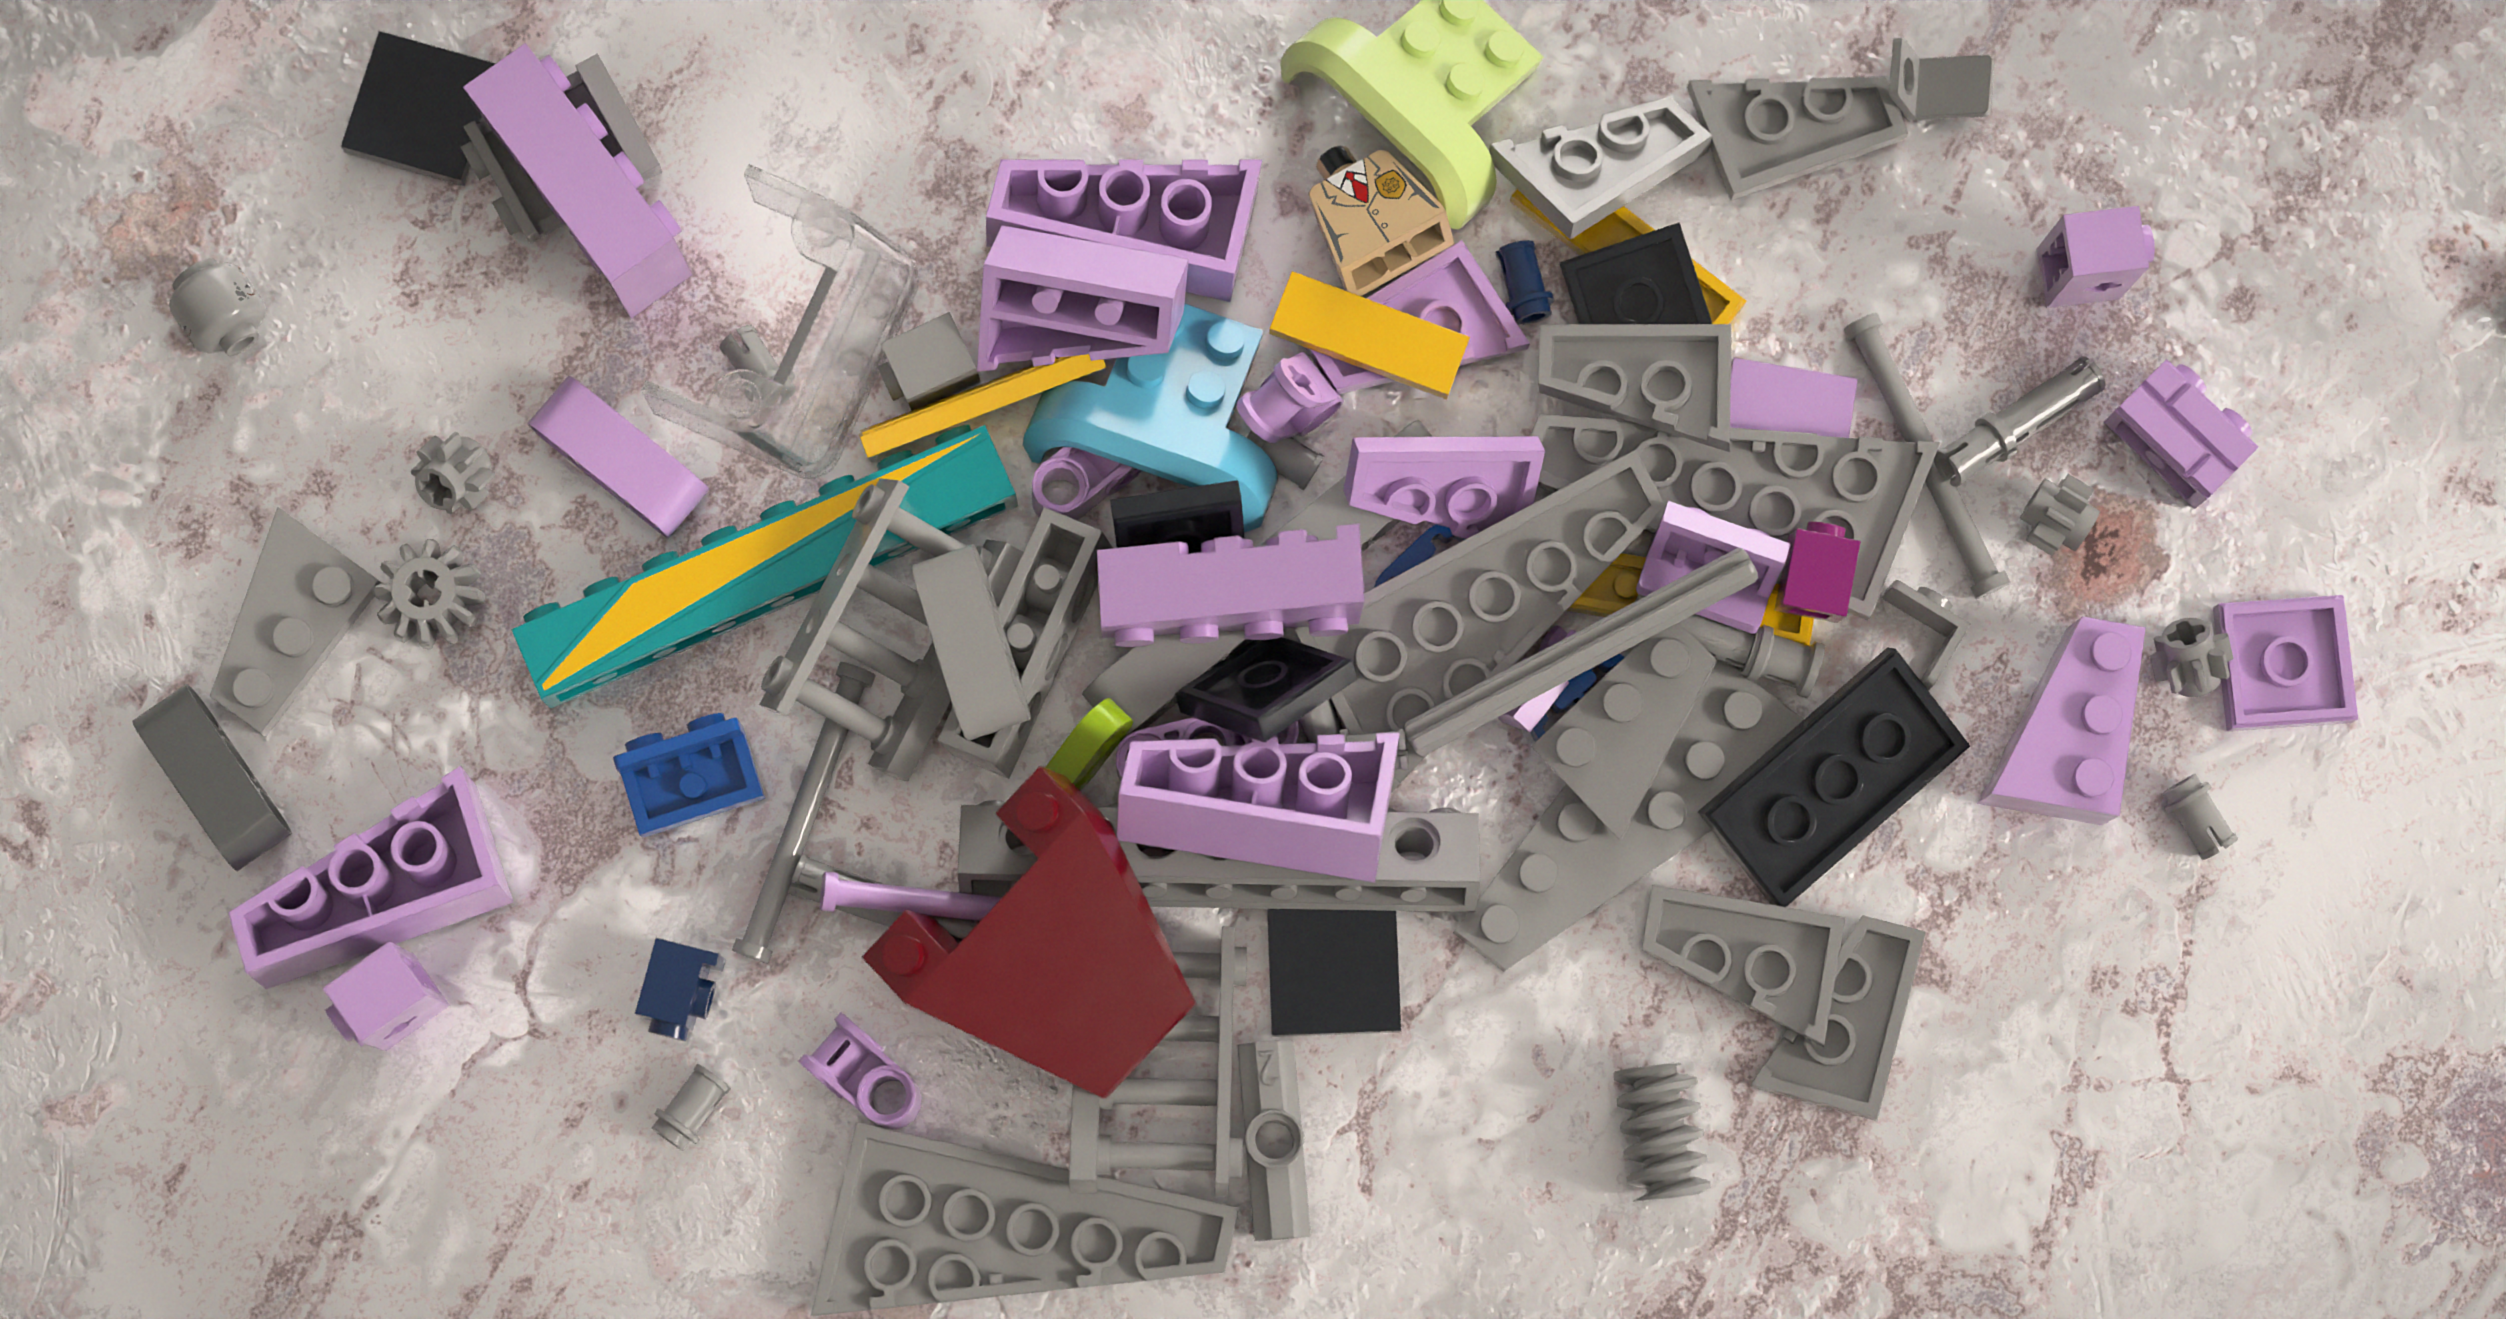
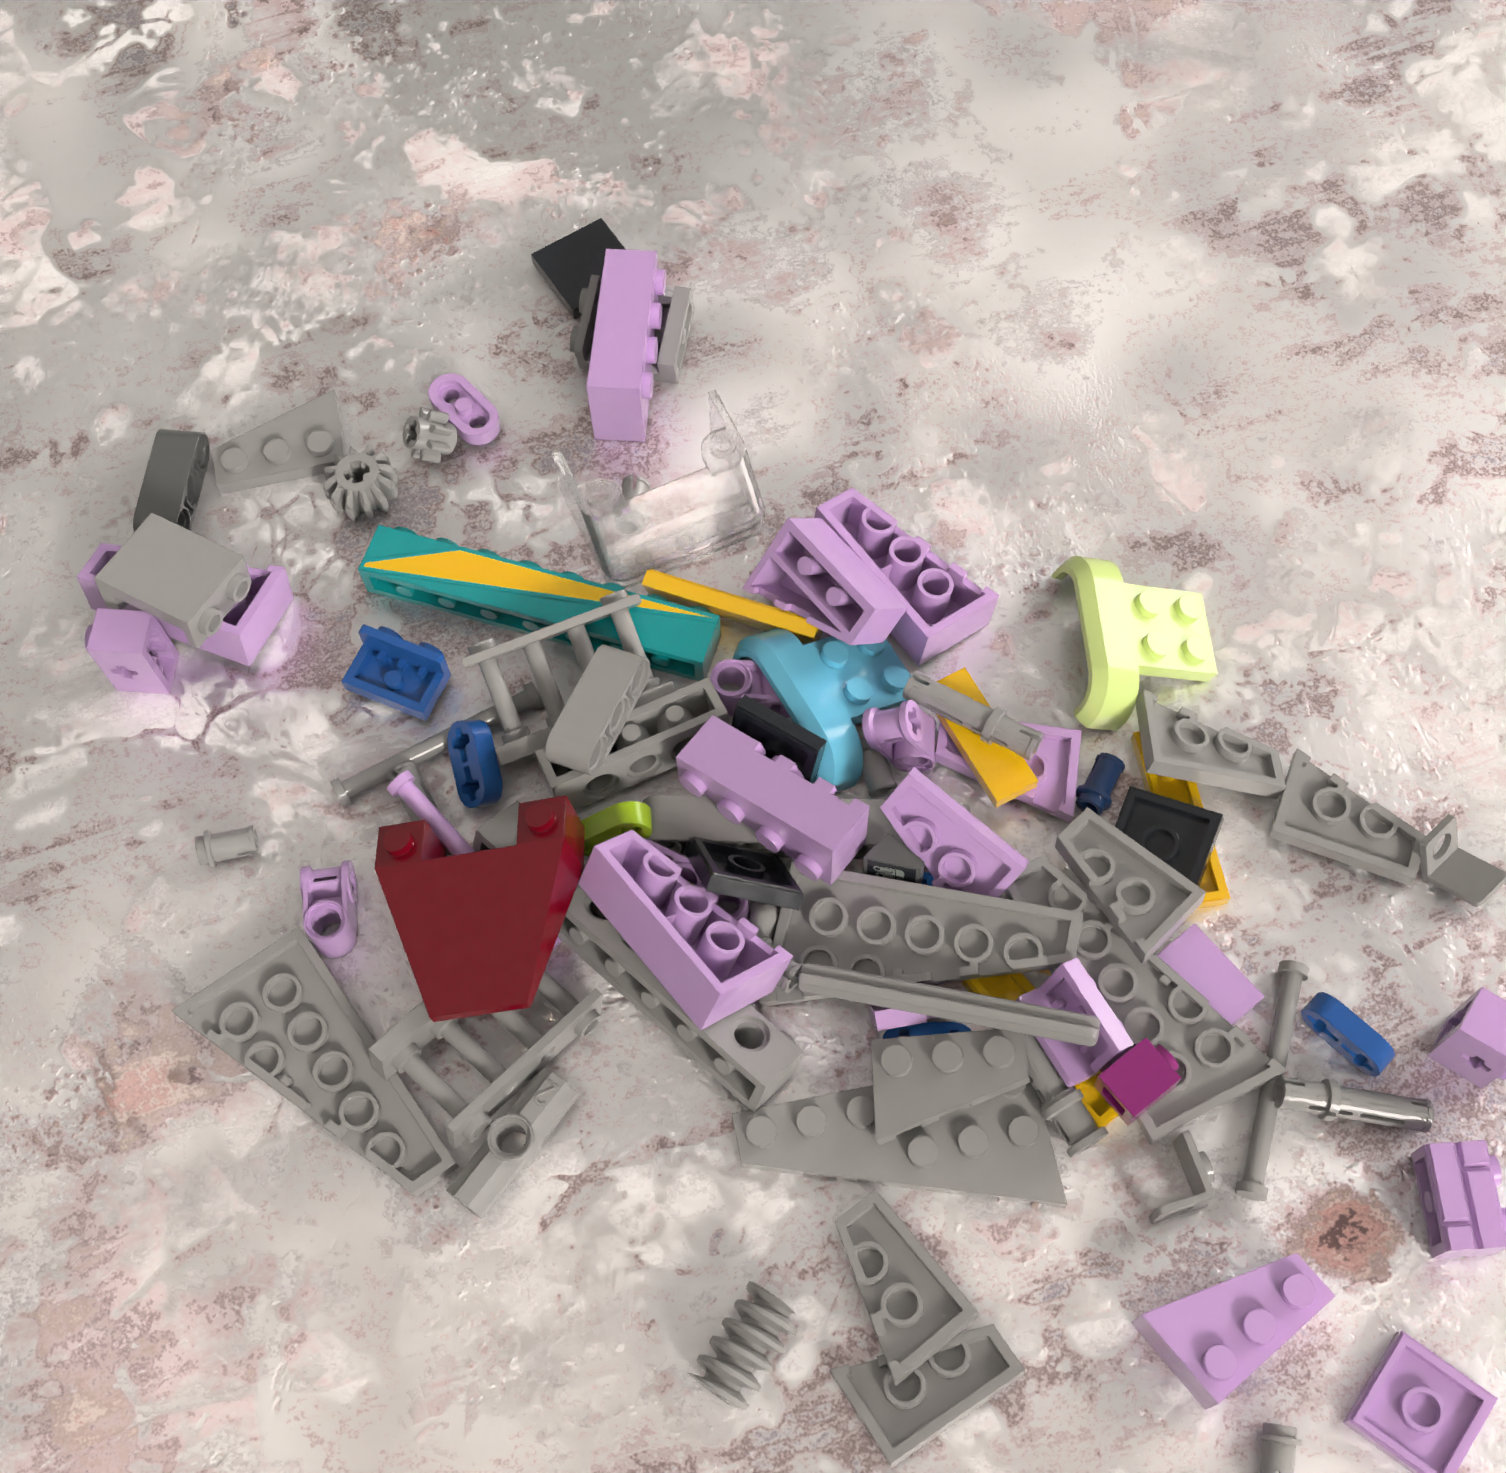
camera: 50 degrees right, 15 degrees down
(217, 307) = (400, 279): light grey head -> none
(375, 883) = (175, 578): none -> light grey panel
(457, 408) = (467, 411): none -> lavender plate
(618, 456) = (519, 493): lavender beam -> none
(677, 988) = (281, 775): dark blue brick -> none
(872, 802) = (474, 763): none -> blue beam
(928, 363) = (722, 564): light grey brick -> none
(1333, 972) = (640, 1077): black tile -> none
(1352, 323) = (987, 722): none -> light grey pin
(1375, 218) = (1039, 680): tan torso -> none
(1403, 547) = (893, 861): none -> dark grey slope
(1834, 778) = (1048, 1224): black tile -> none
(1962, 352) = (1347, 1034): none -> blue beam
(2060, 514) = (1333, 1182): light grey gear -> none
(2191, 657) = (1354, 1347): light grey gear -> none

